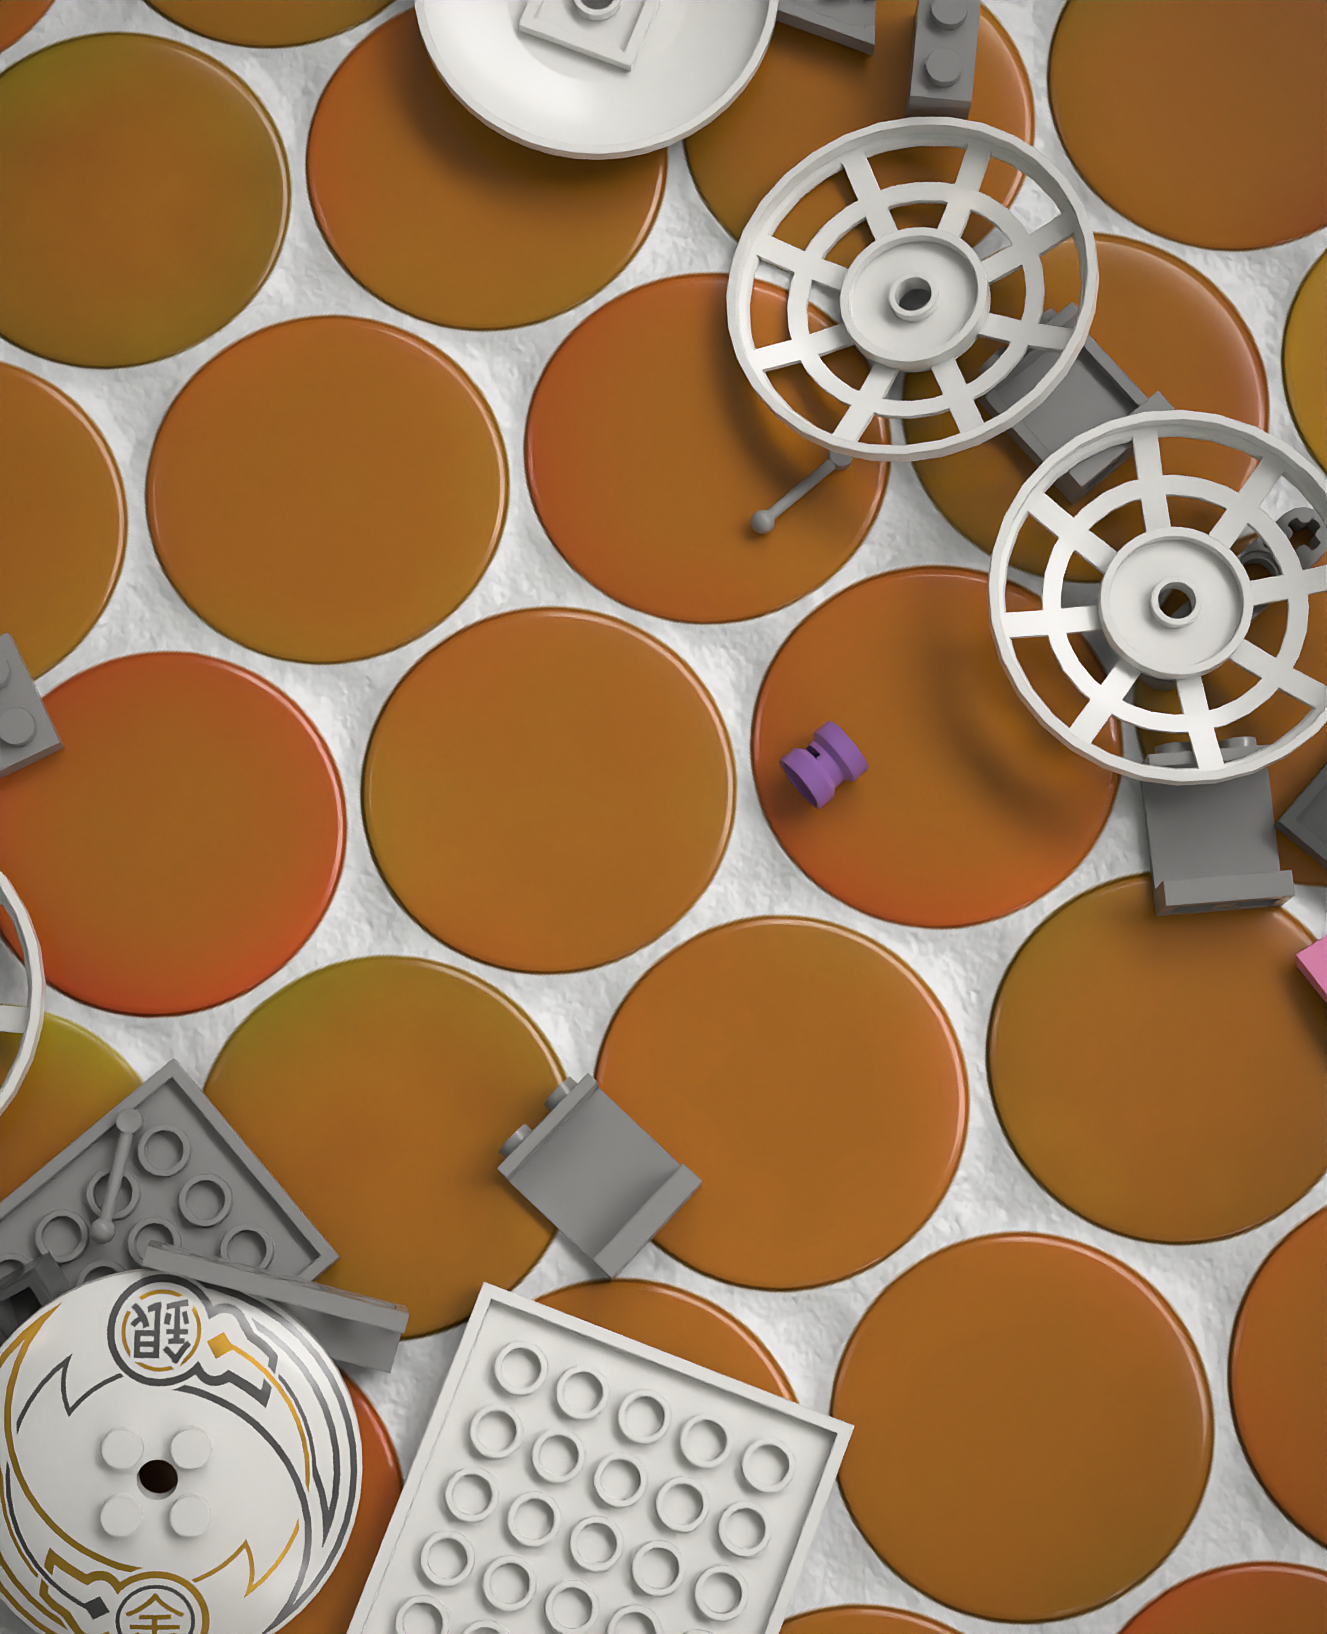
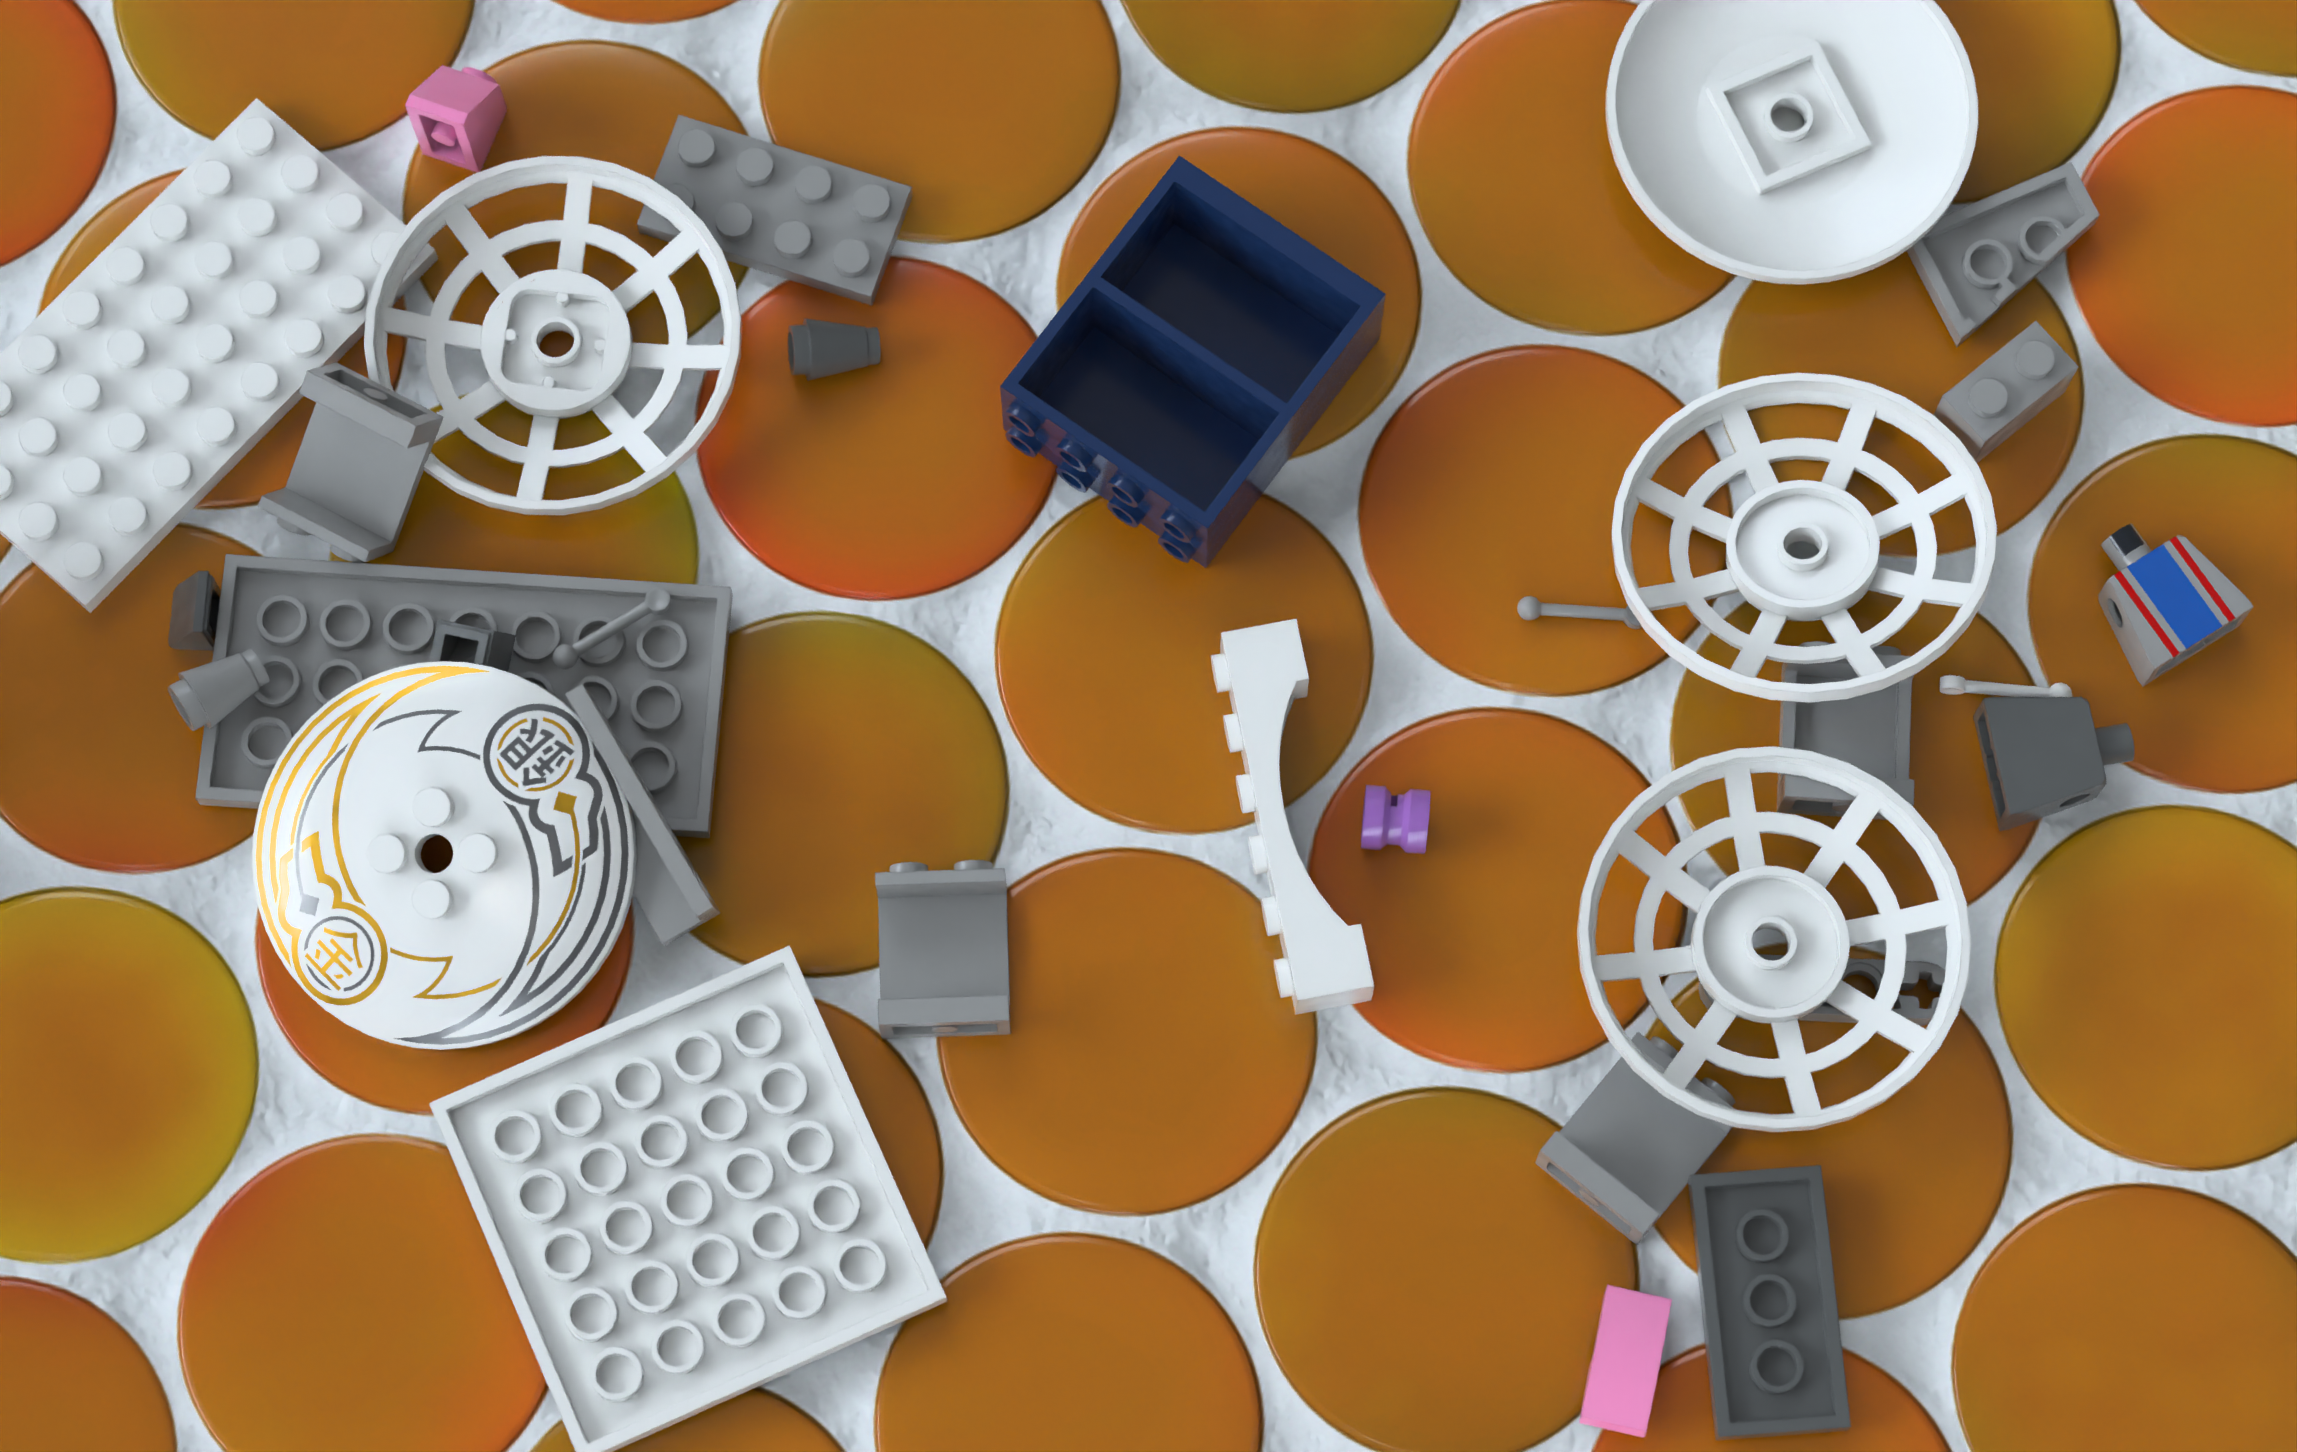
camera: 45 degrees right, 5 degrees down
(67, 809) = (831, 348): none -> dark grey cone
(349, 569) = (1191, 362): none -> dark blue container
(864, 912) = (1322, 955): none -> white arch
(1181, 239) = (1958, 685): none -> white hinge
(1194, 104) = (2166, 602): none -> torso
(1219, 290) = (2045, 755): none -> dark grey torso

